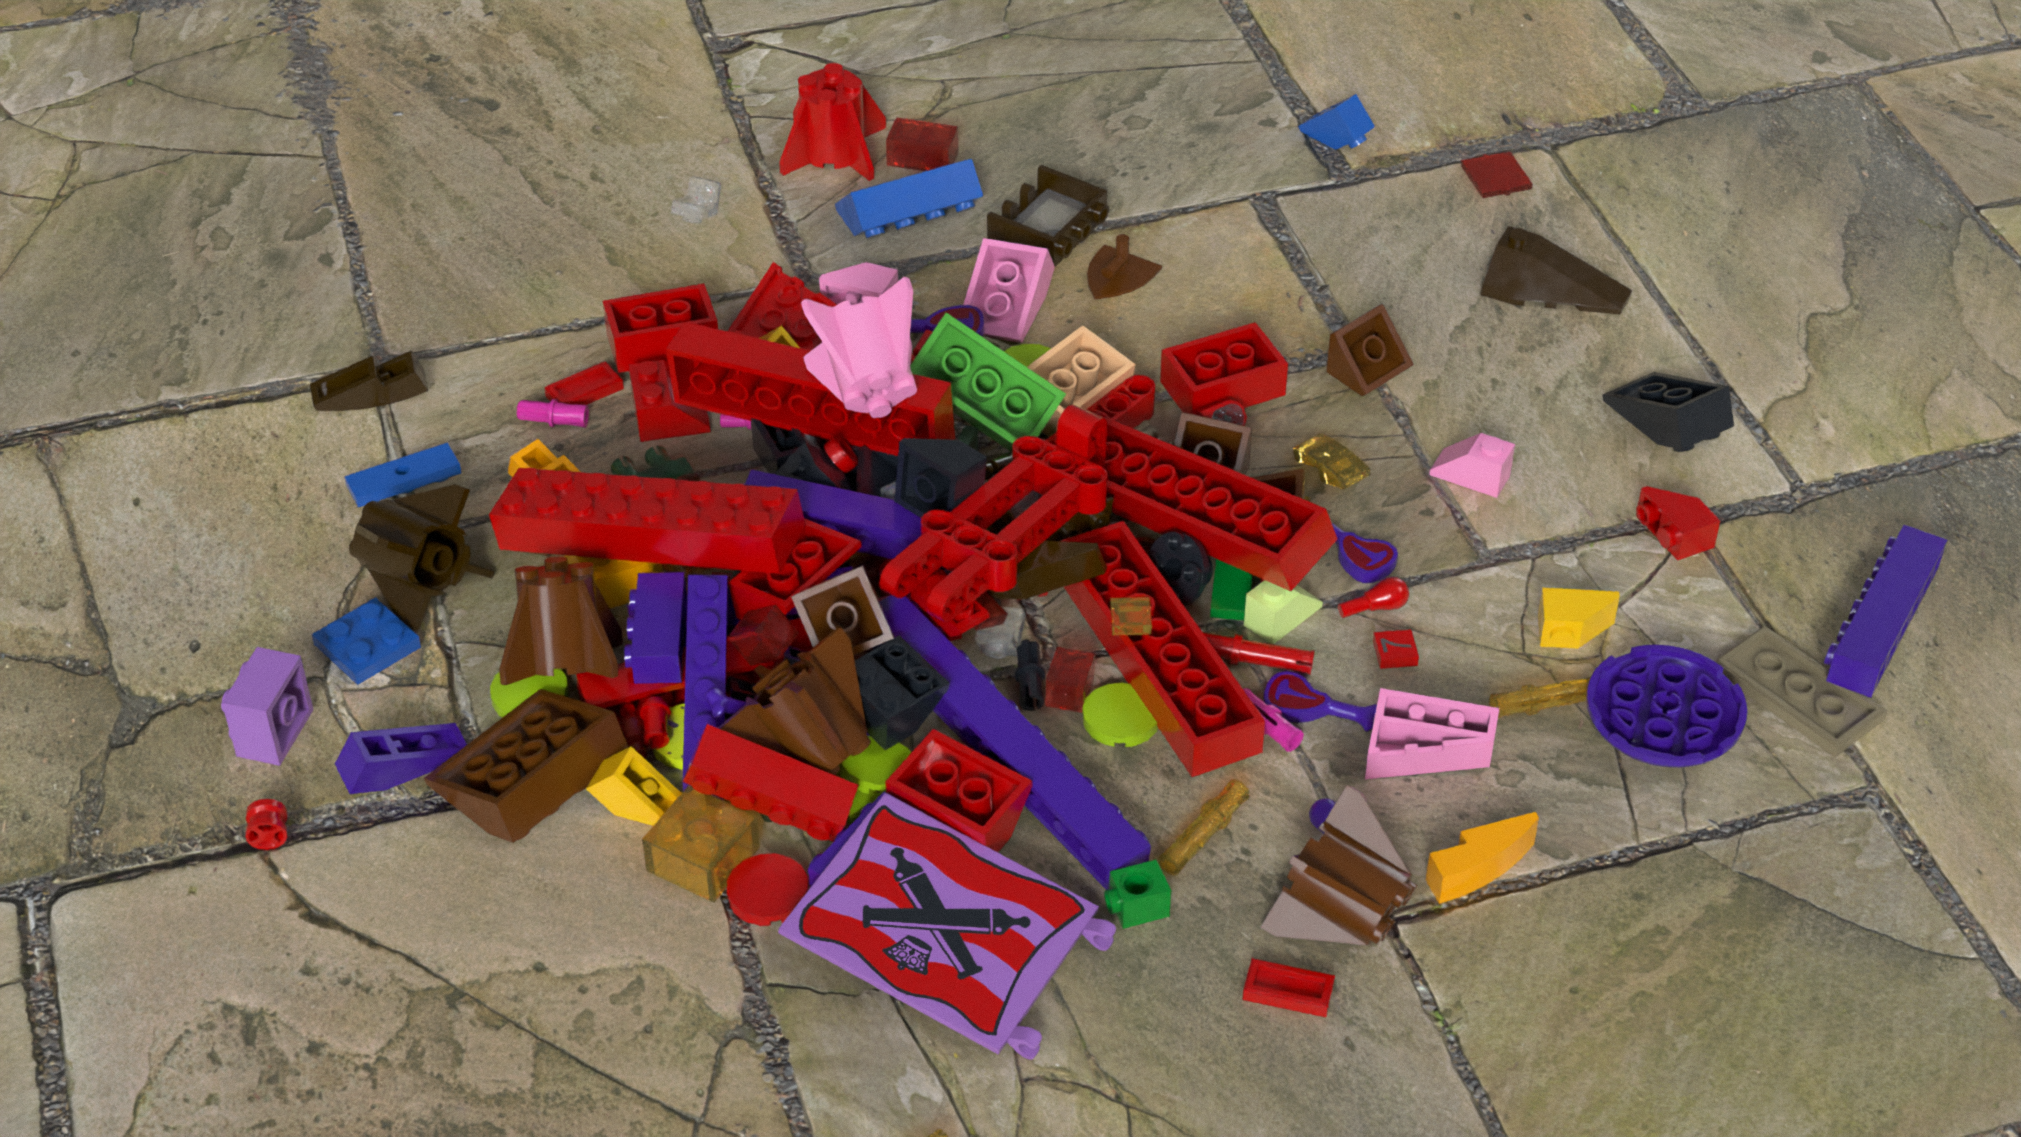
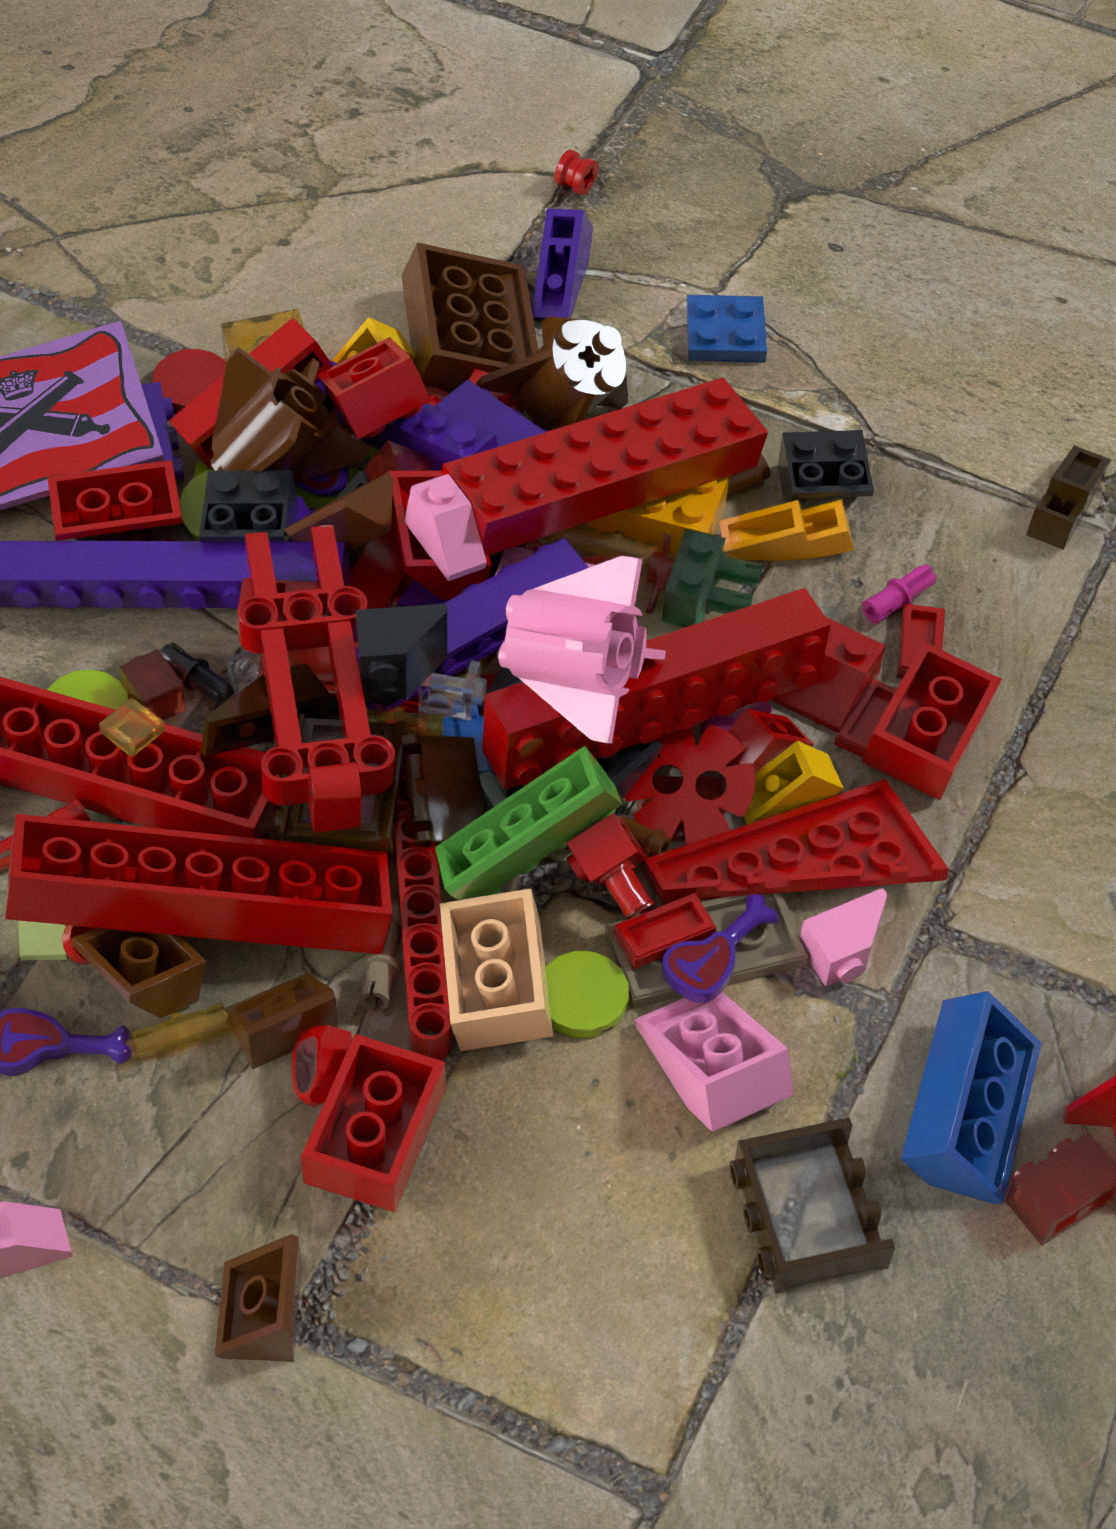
camera: 130 degrees right, 10 degrees up
(267, 705) = (686, 211): medium lavender brick -> none
(403, 474) = (911, 448): blue tile -> none
(415, 548) = (778, 359): dark brown brick -> none
(486, 474) = (824, 465): none -> black slope
(718, 657) = (375, 388): none -> red slope
(809, 535) = (445, 526): none -> bright pink slope
(1118, 272) = (663, 1215): reddish brown shield -> none
(1334, 461) = (167, 1121): clear yellow slope -> none

